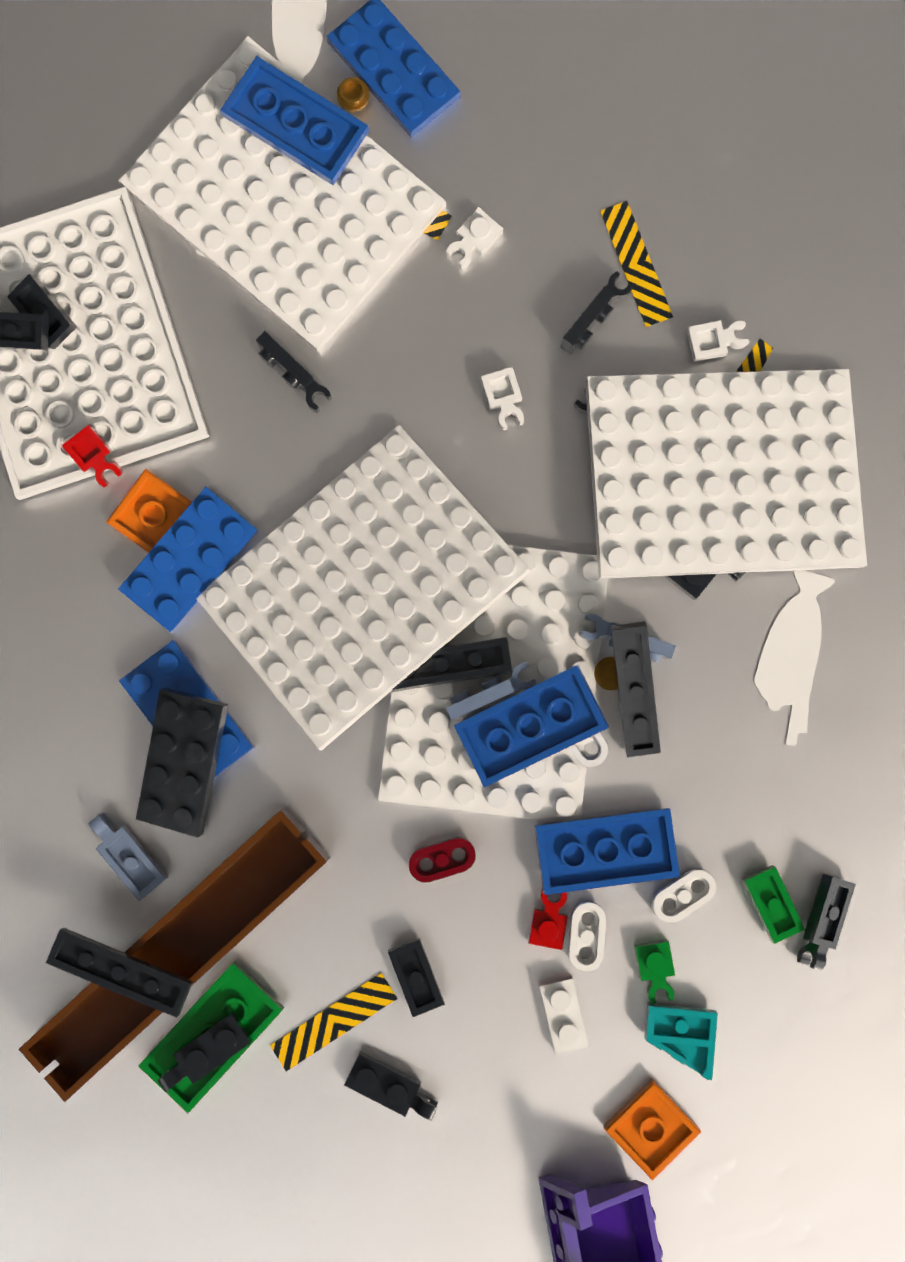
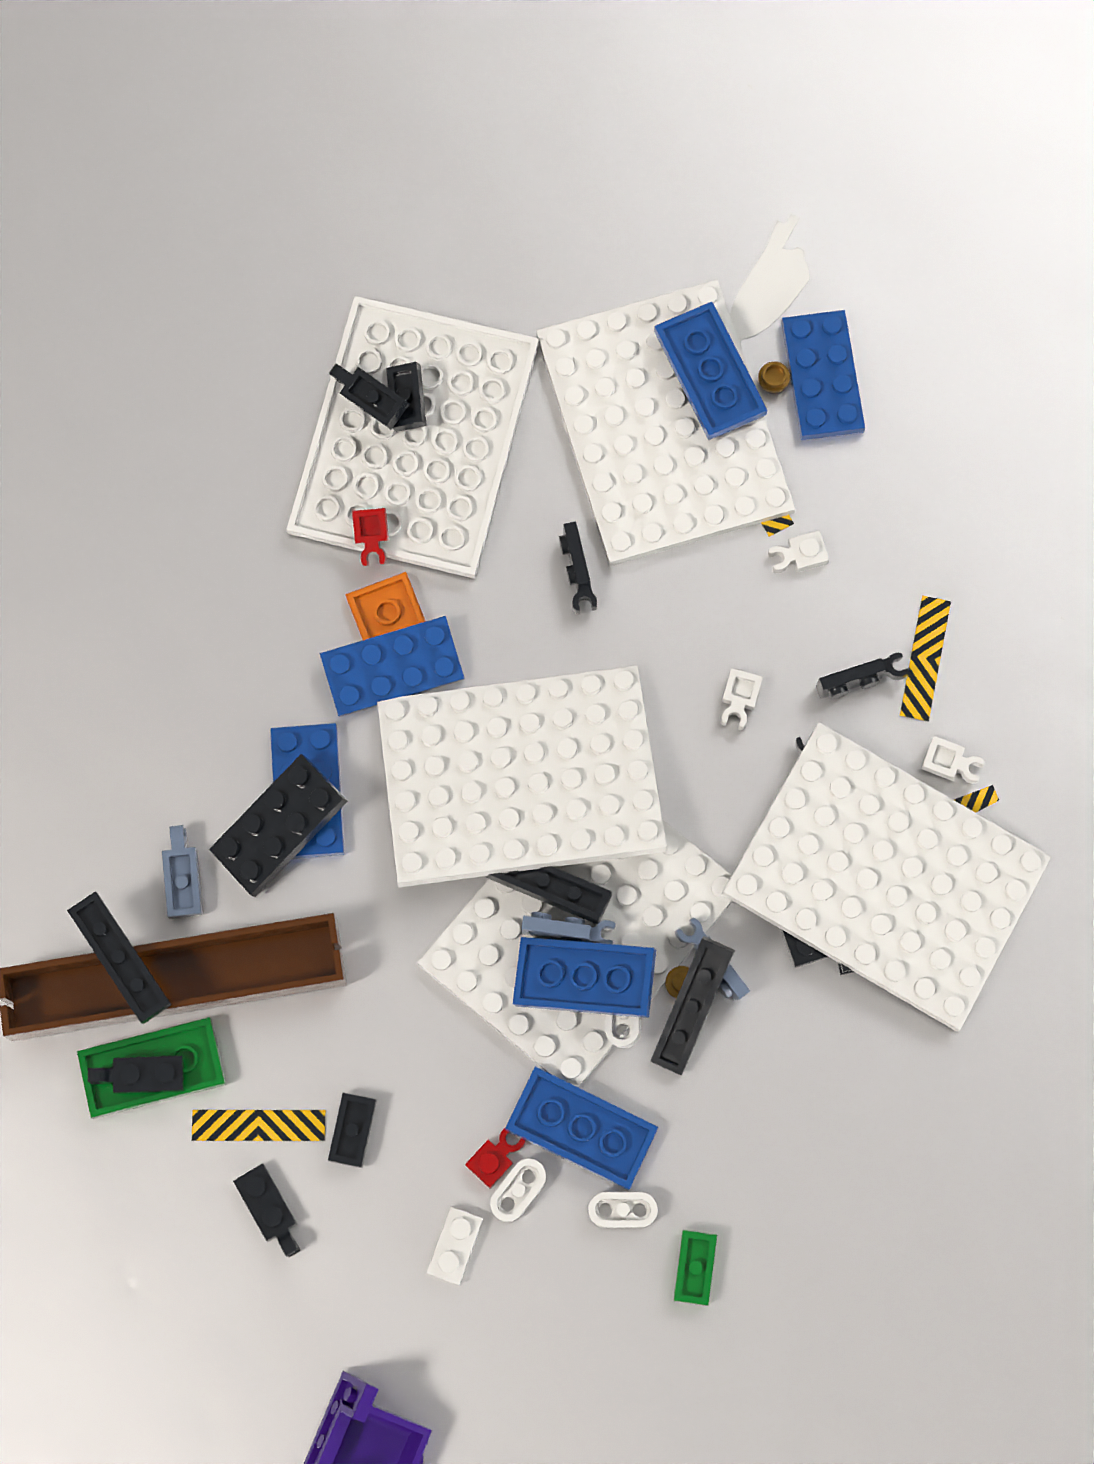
camera: 35 degrees right, 10 degrees down
(441, 857) = (439, 1044): dark red plate -> none
(652, 1129) = (466, 1394): orange tile -> none
(655, 964) = (560, 1254): green plate -> none
(684, 1034) = (546, 1329): teal wing -> none
(792, 653) = (851, 1067): white sticker -> none
(825, 920) = (732, 1310): black plate -> none

